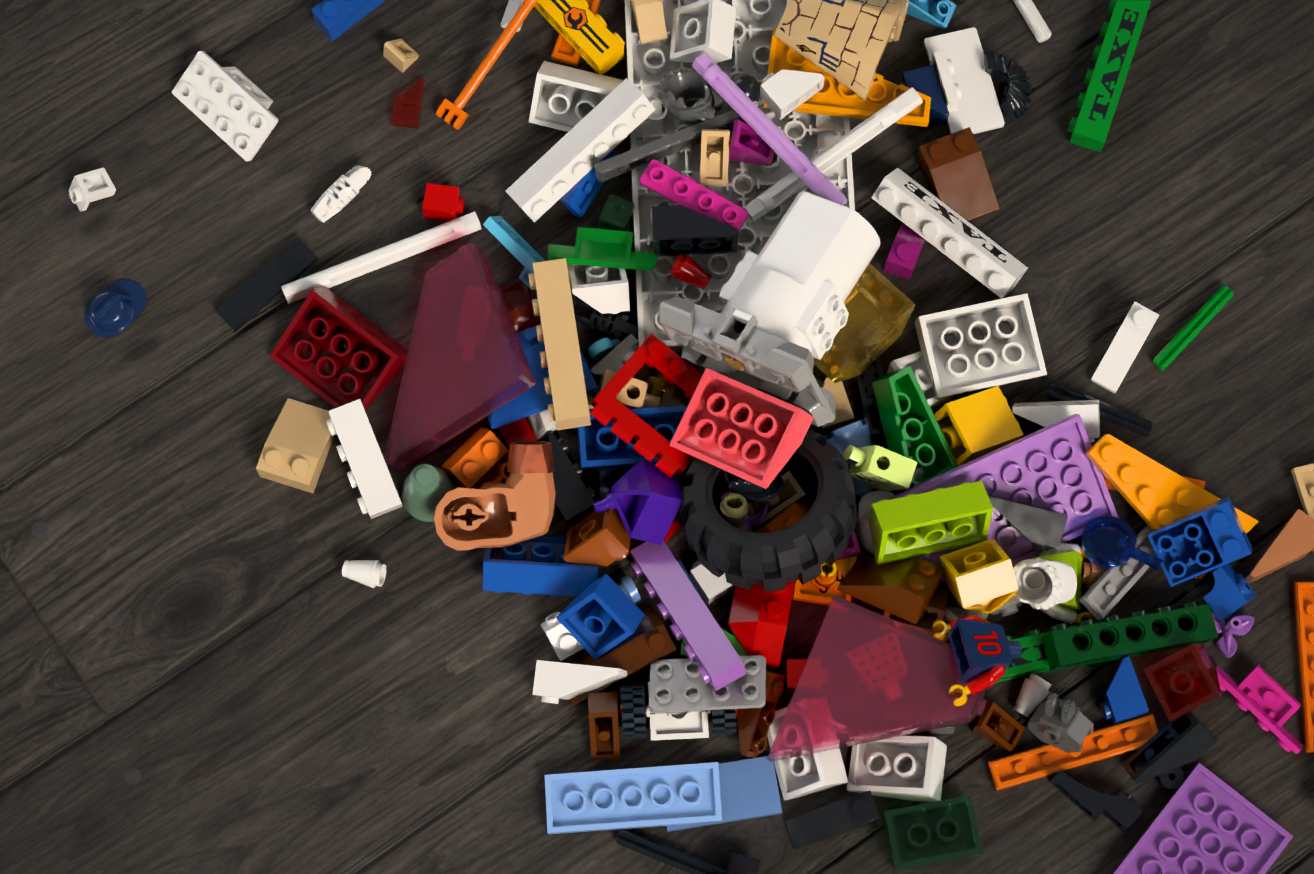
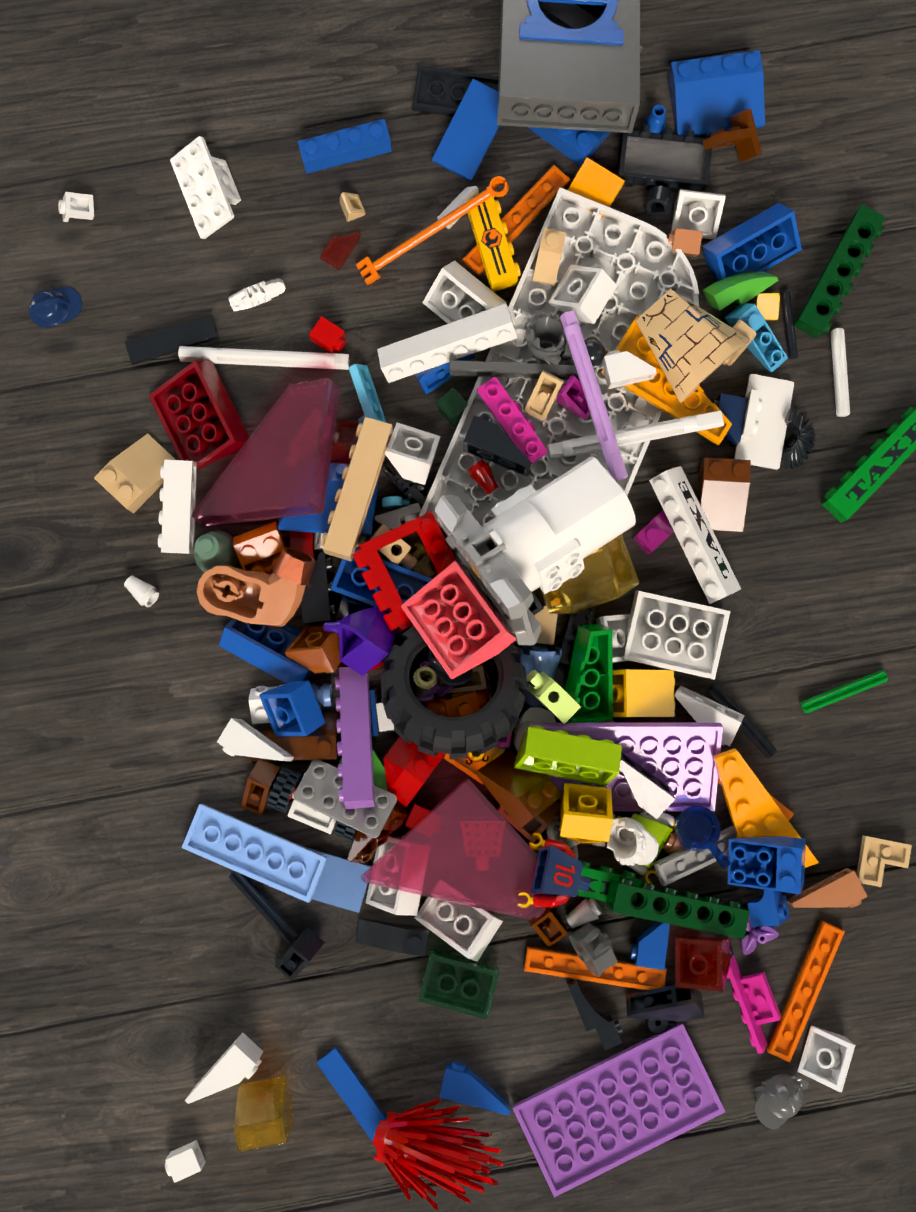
camera: 25 degrees right, 10 degrees up
(603, 249) = (426, 429): green plate -> none
(1124, 347) = (784, 683): white slope -> none

